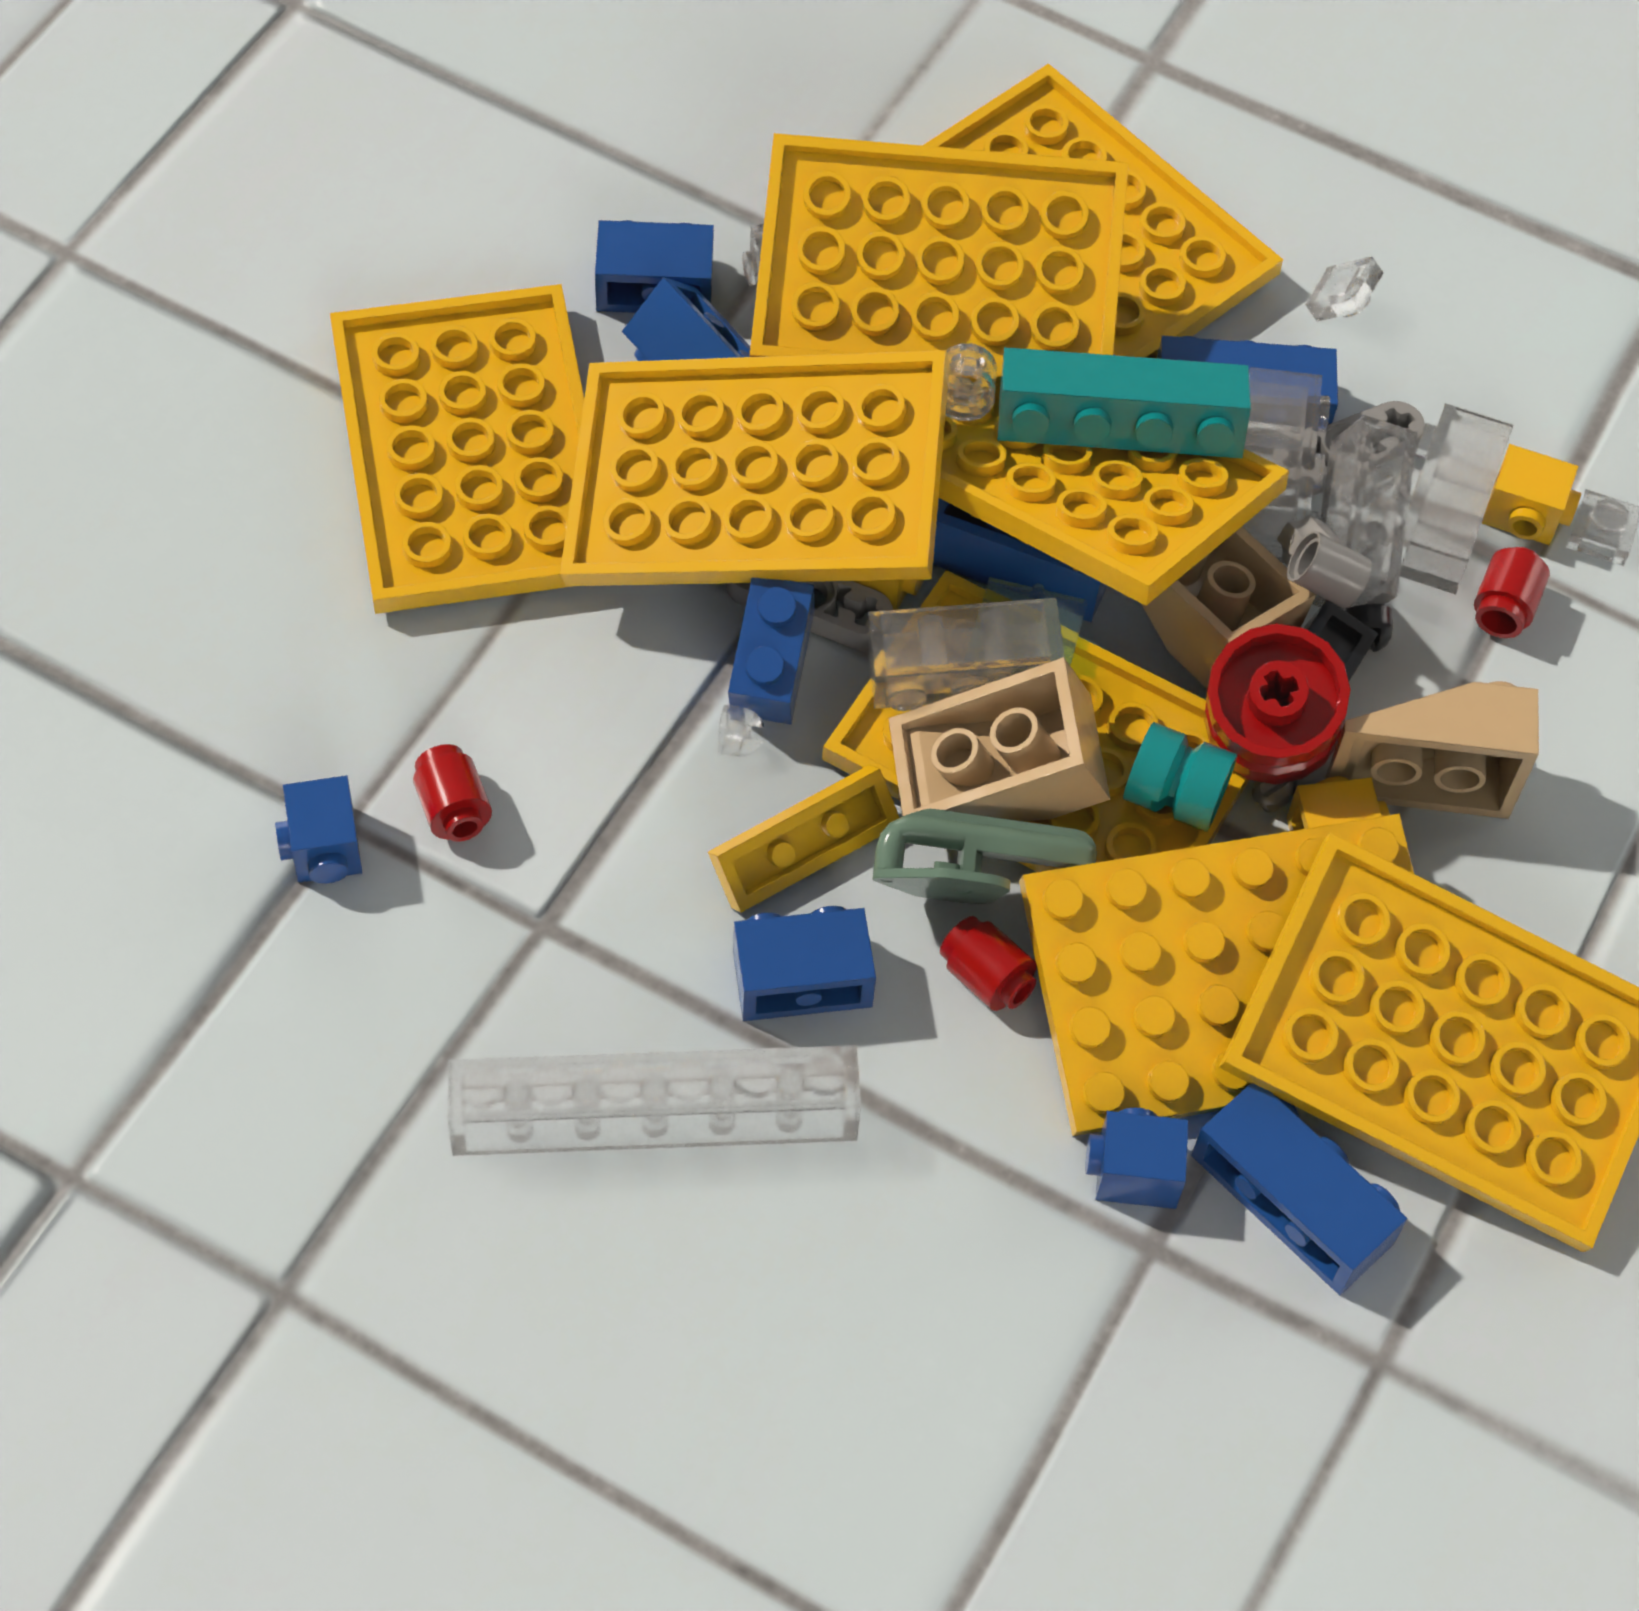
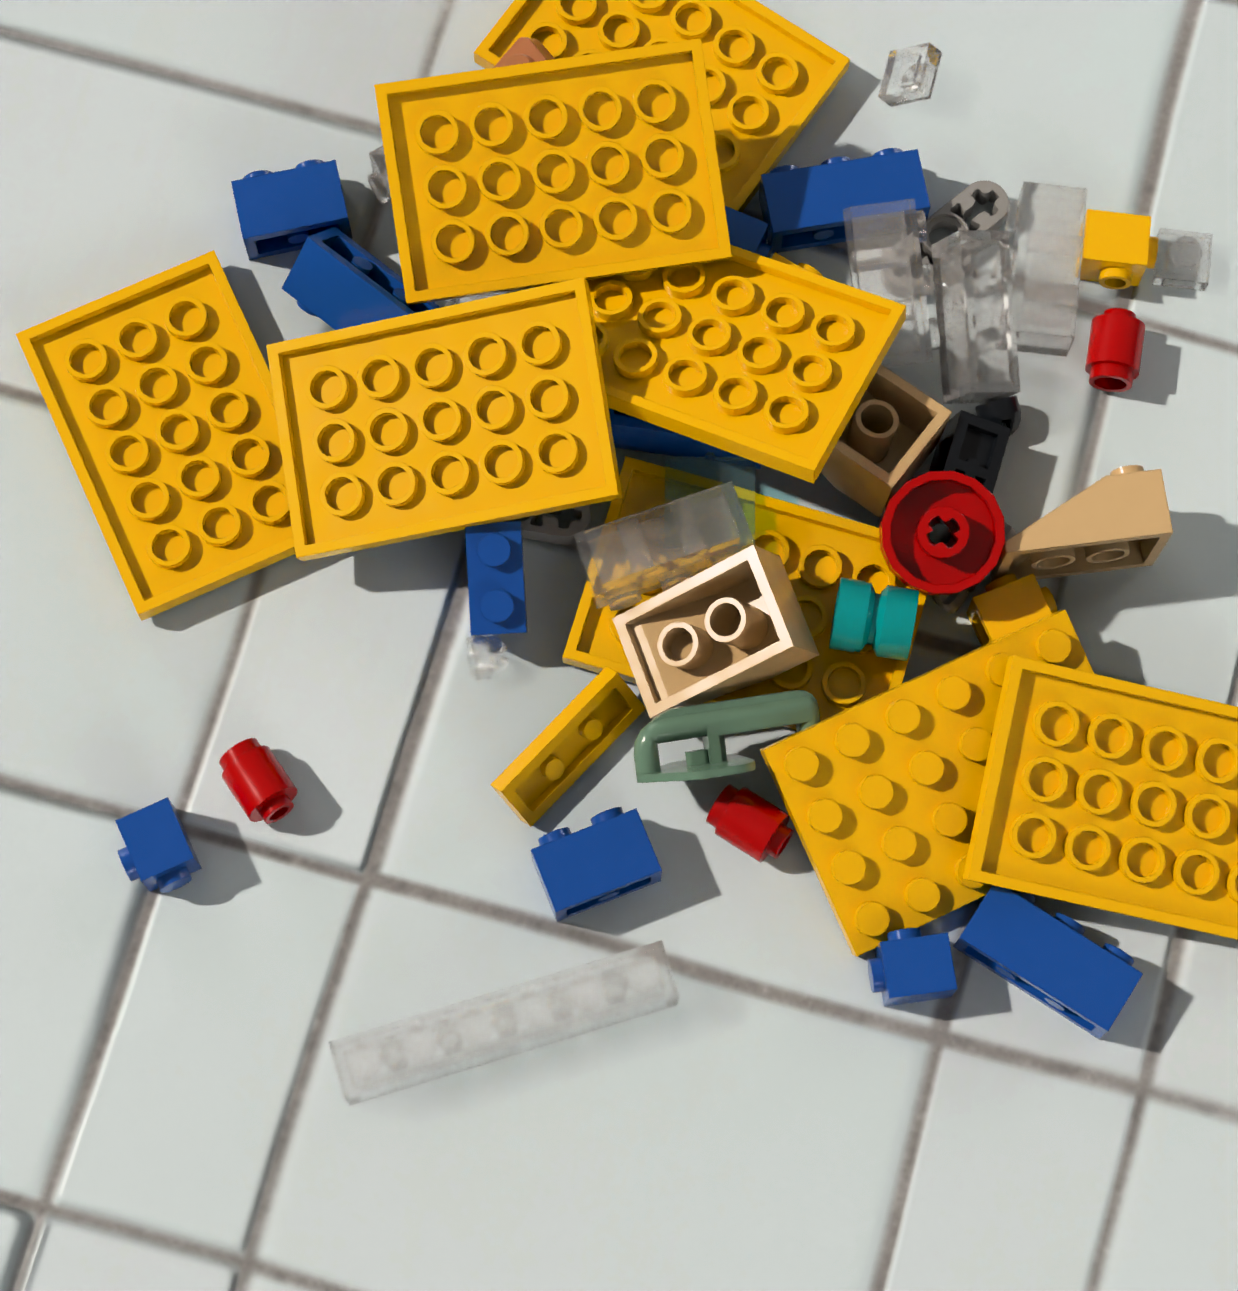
camera: 10 degrees left, 15 degrees up
(966, 398) = (608, 286): clear wheel -> none
(1124, 402) = (748, 277): teal brick -> none
(1323, 562) = (950, 384): light grey piece -> none

